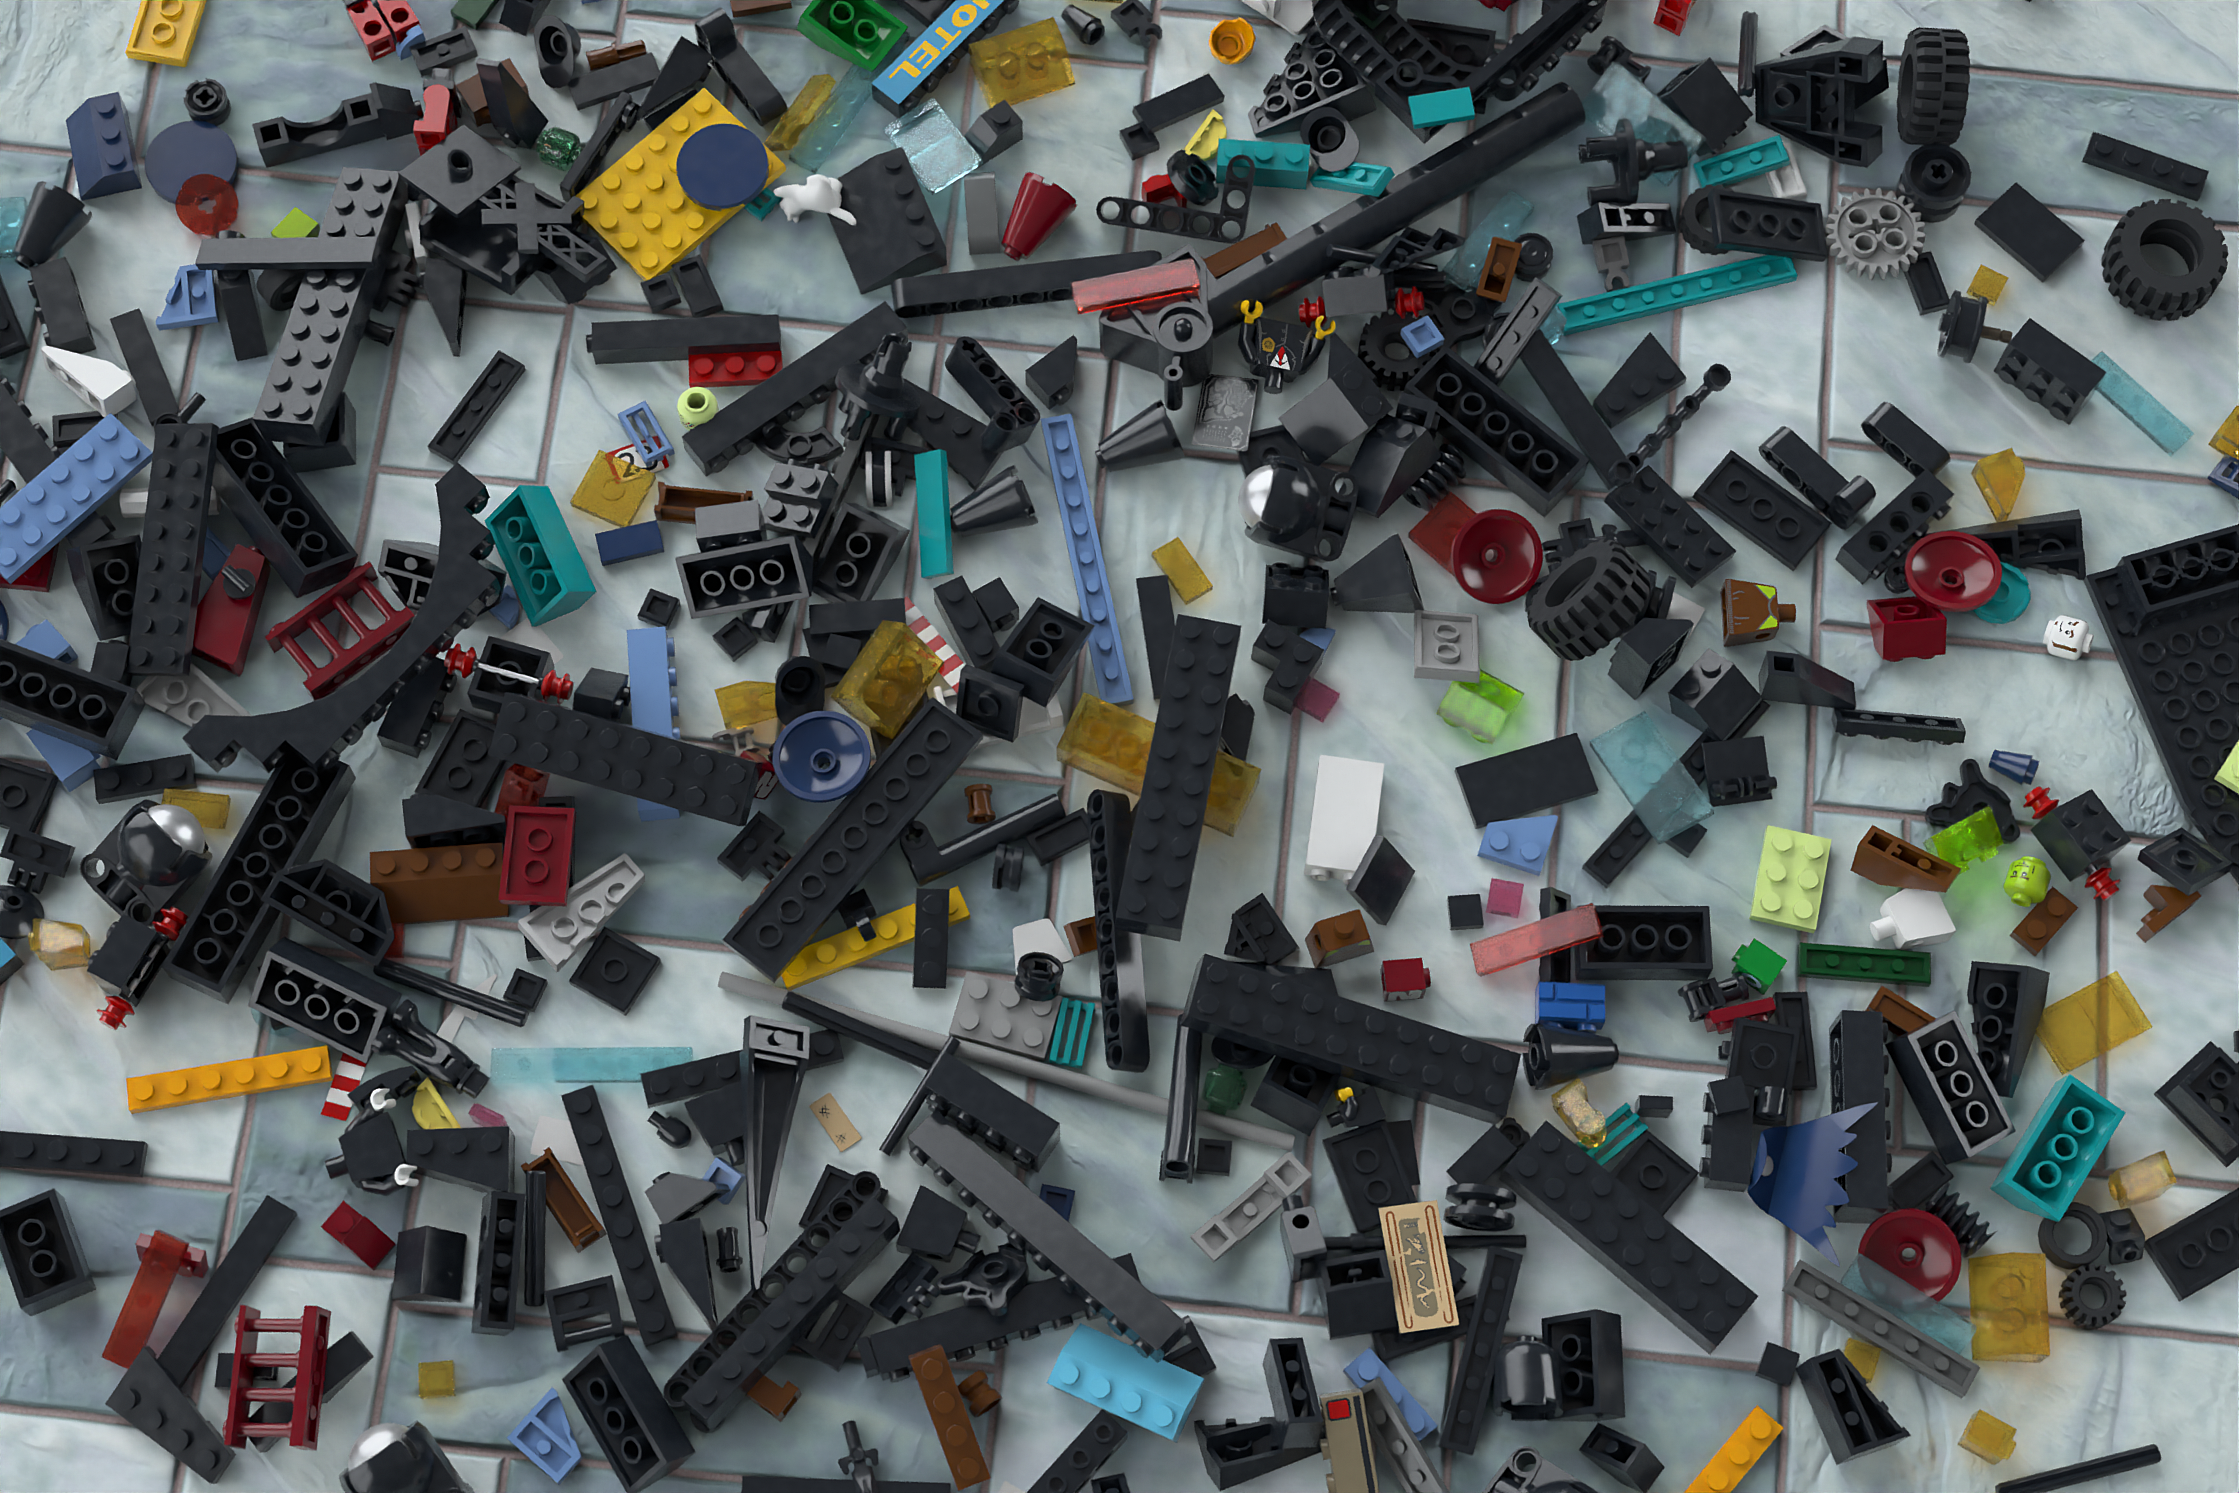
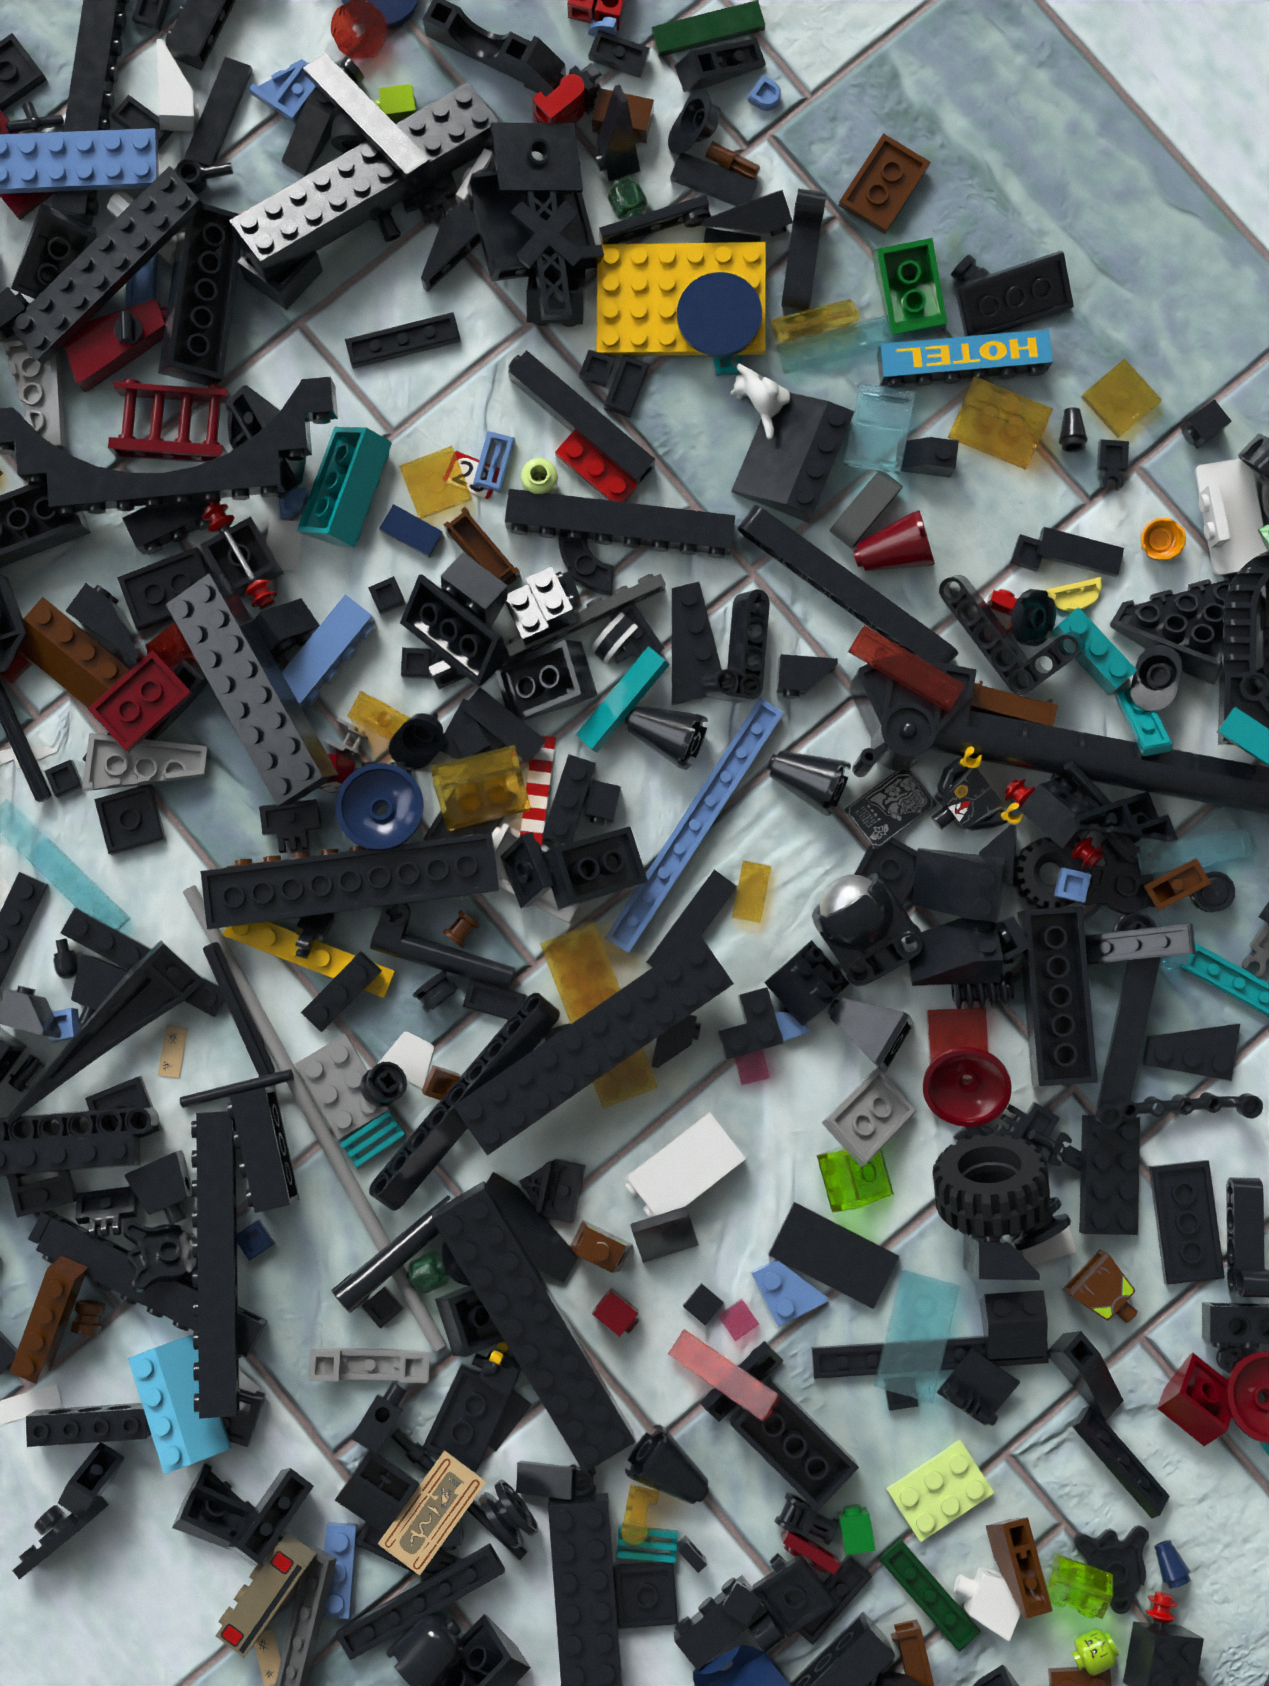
camera: 45 degrees right, 15 degrees up
(878, 390) = (663, 579): black piece -> none
(1570, 1005) = (705, 1436): blue brick -> none

